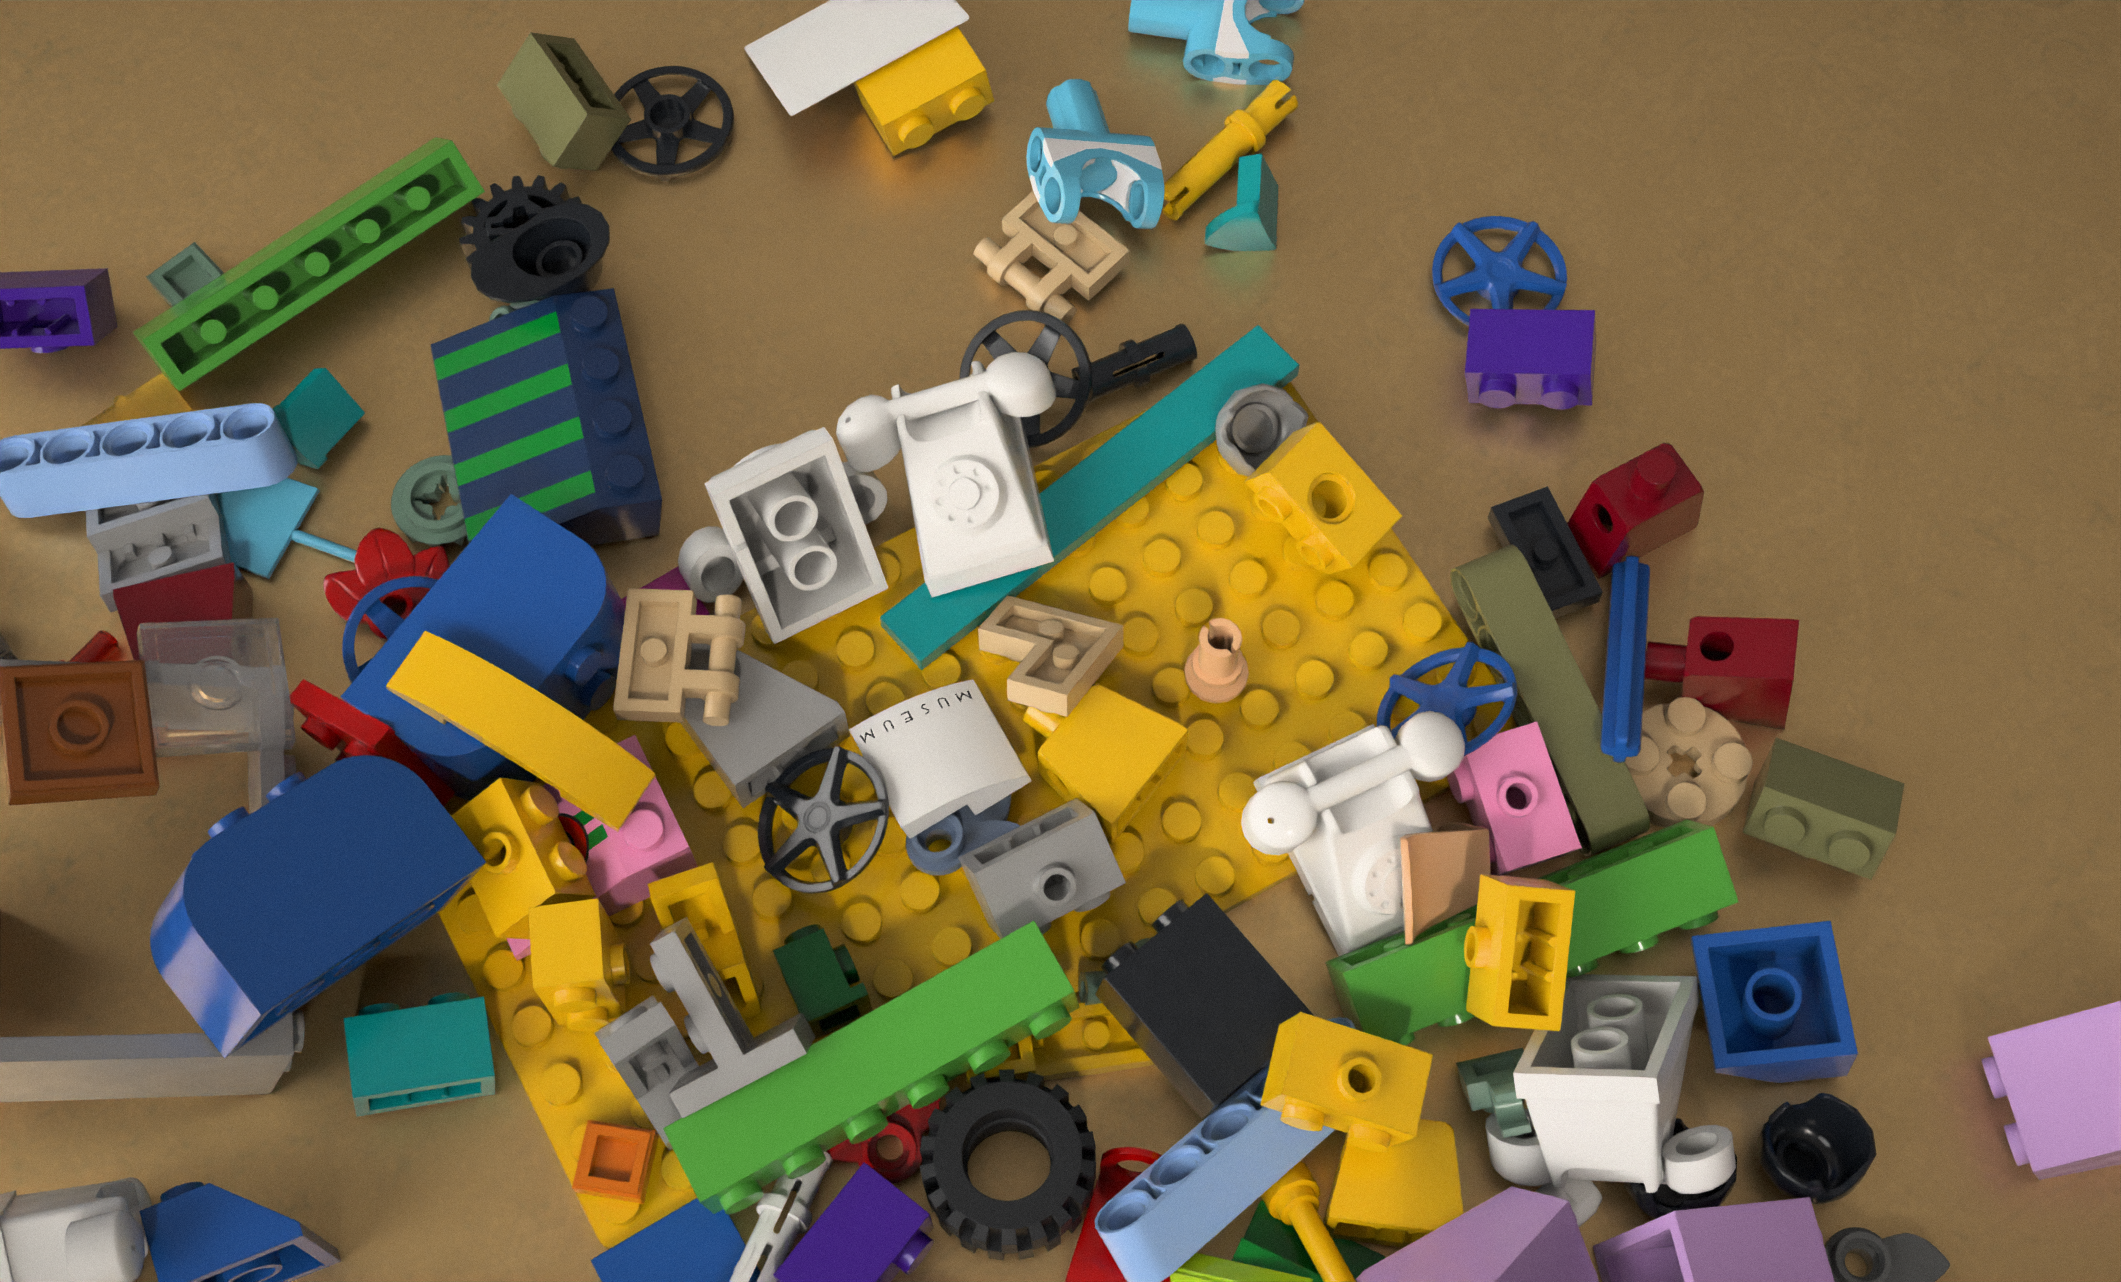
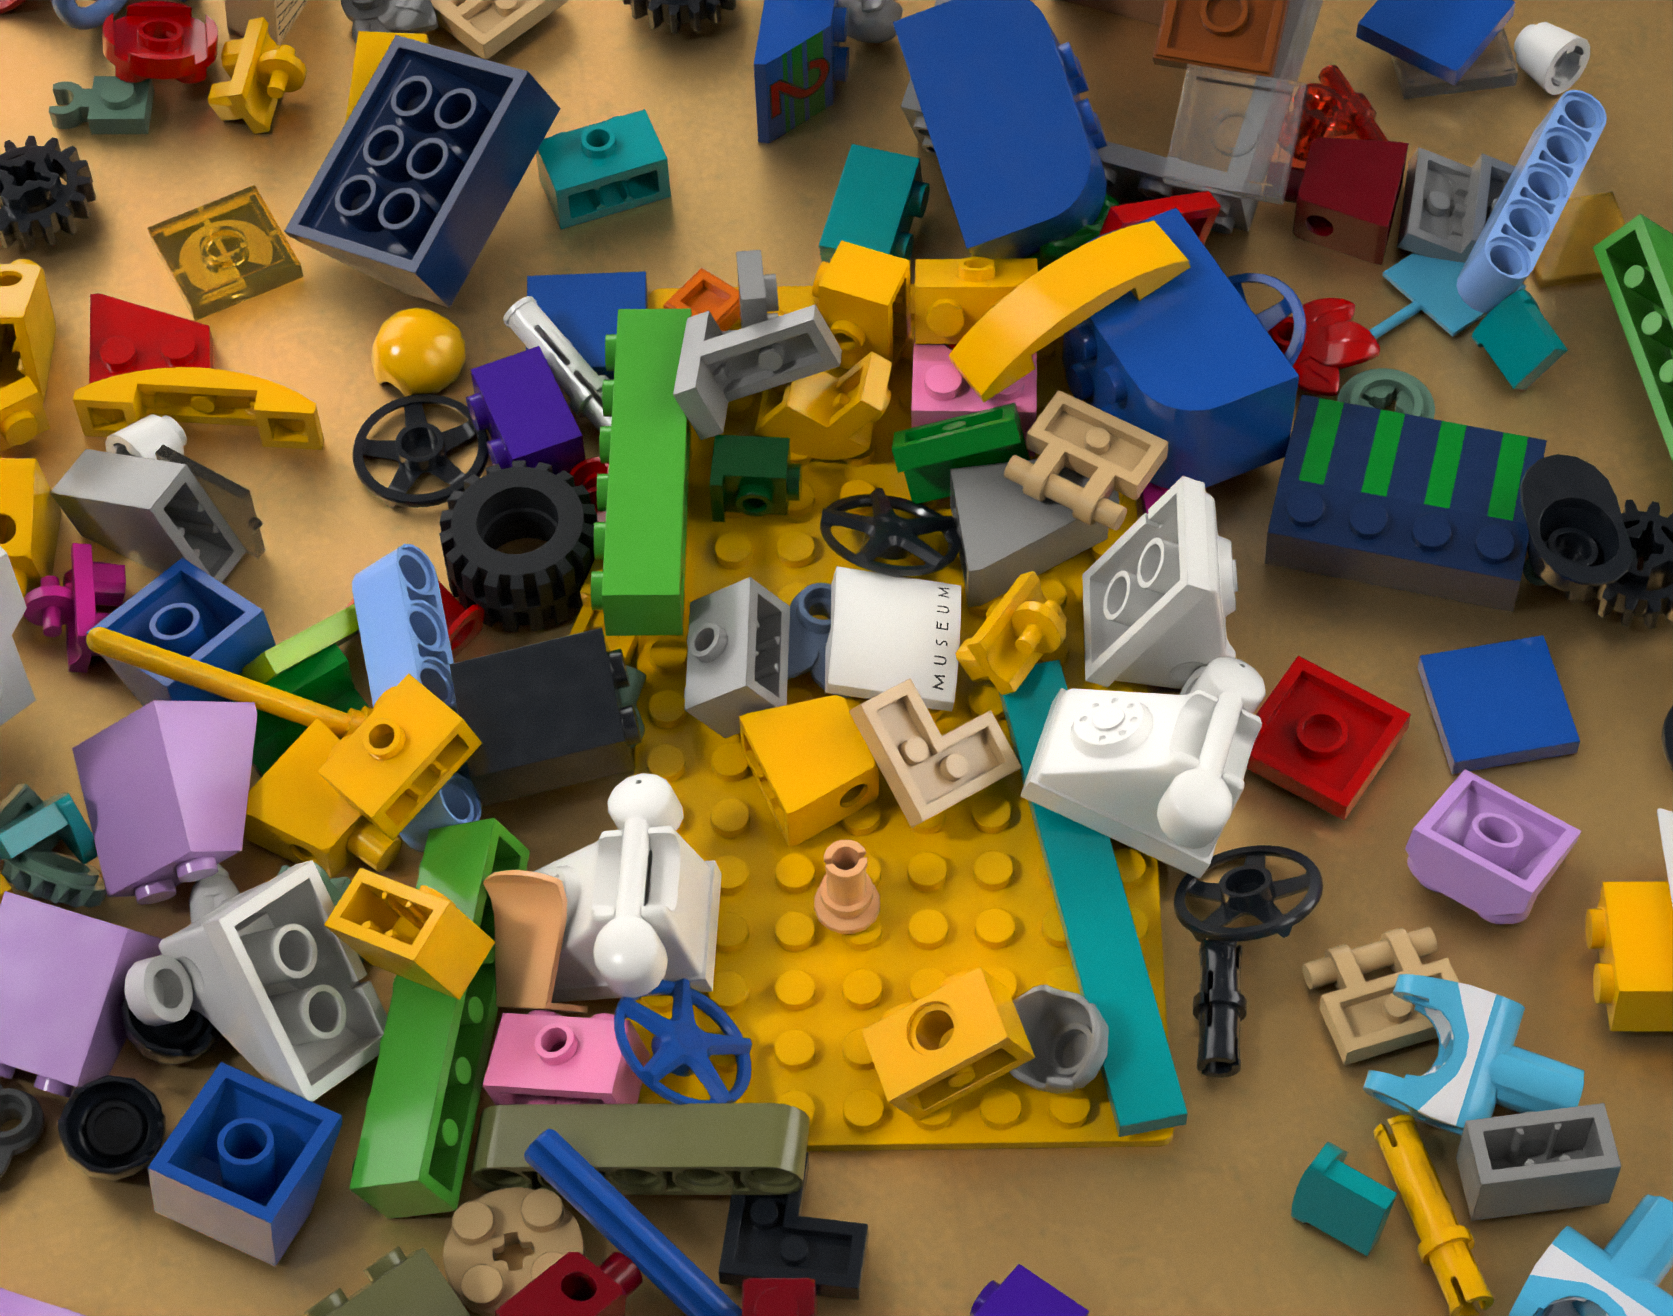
camera: 120 degrees right, 10 degrees down
(704, 787) = (963, 441): none -> green panel
(722, 293) = (1498, 704): none -> blue tile
(821, 378) = (1324, 737): none -> red plate
(879, 230) = (1488, 849): none -> lavender slope
(884, 639) = (1014, 636): none -> yellow hips
(1150, 86) = (1538, 1161): none -> light grey brick

